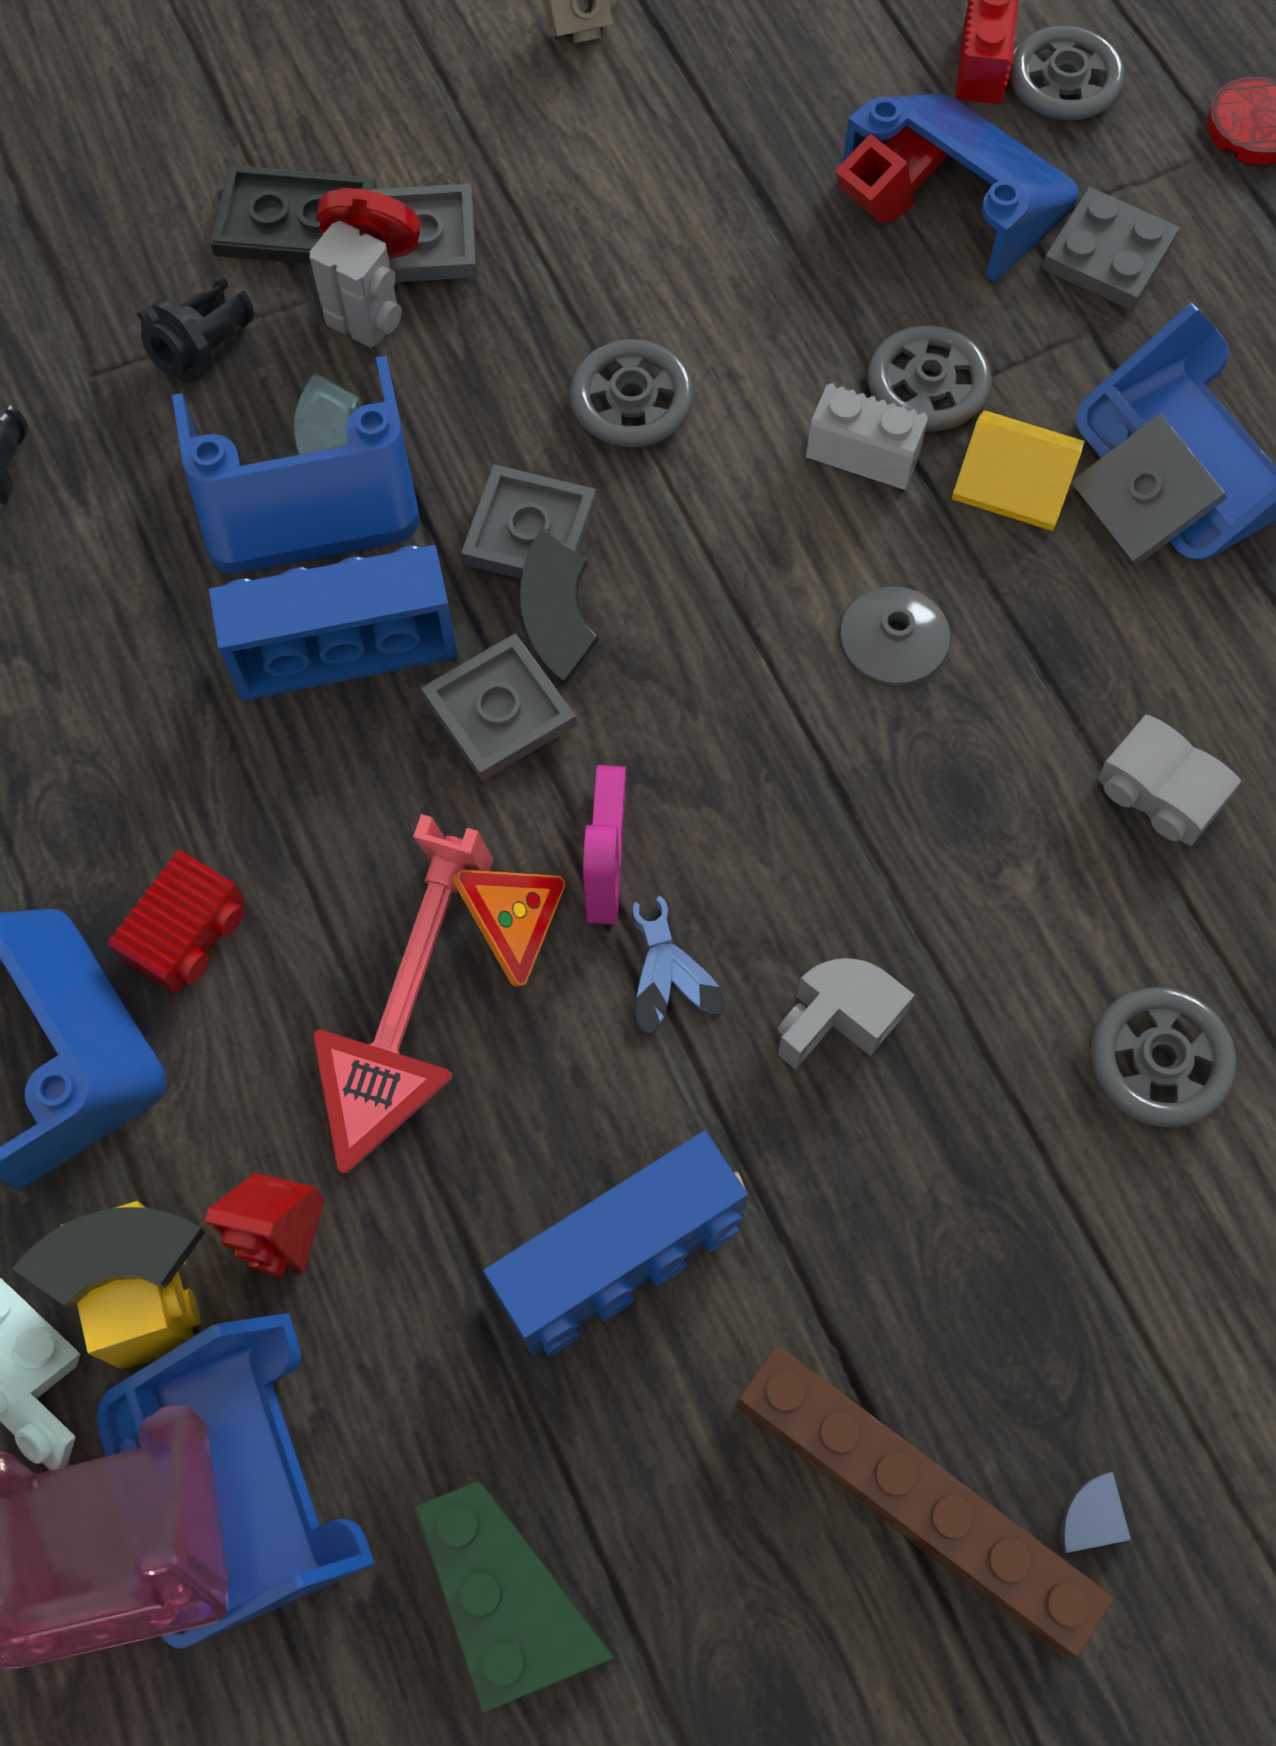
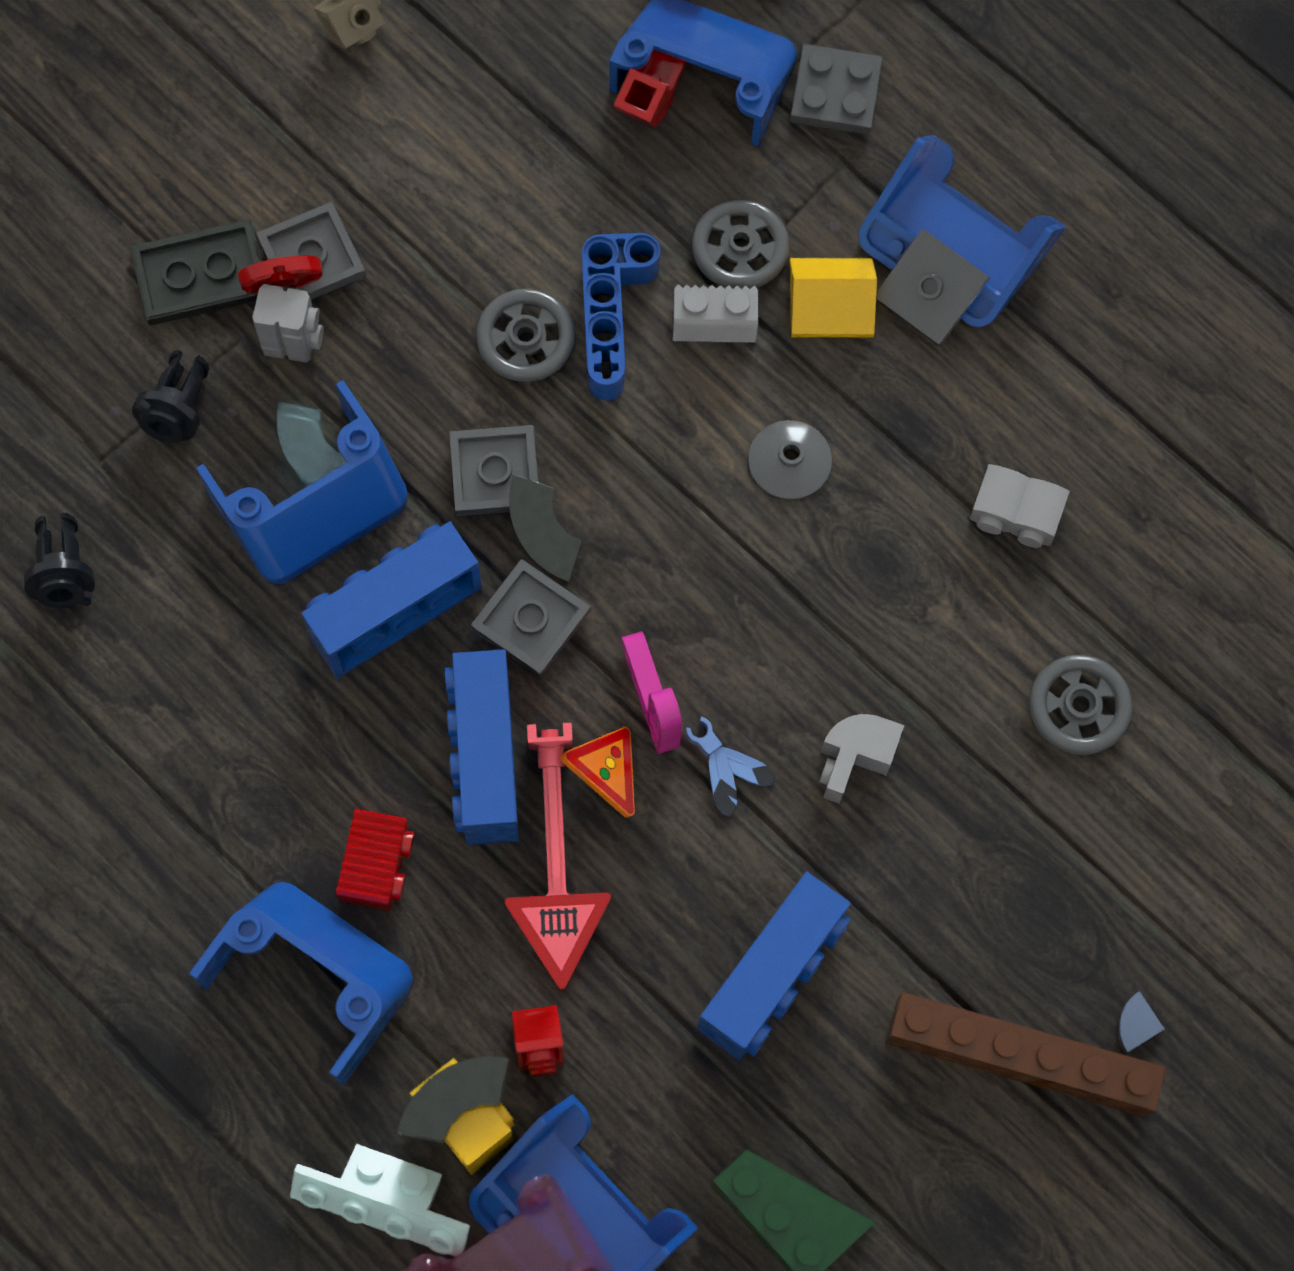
camera: 25 degrees left, 5 degrees up
(365, 832) = (485, 747): none -> blue brick
(757, 347) = (608, 315): none -> blue beam

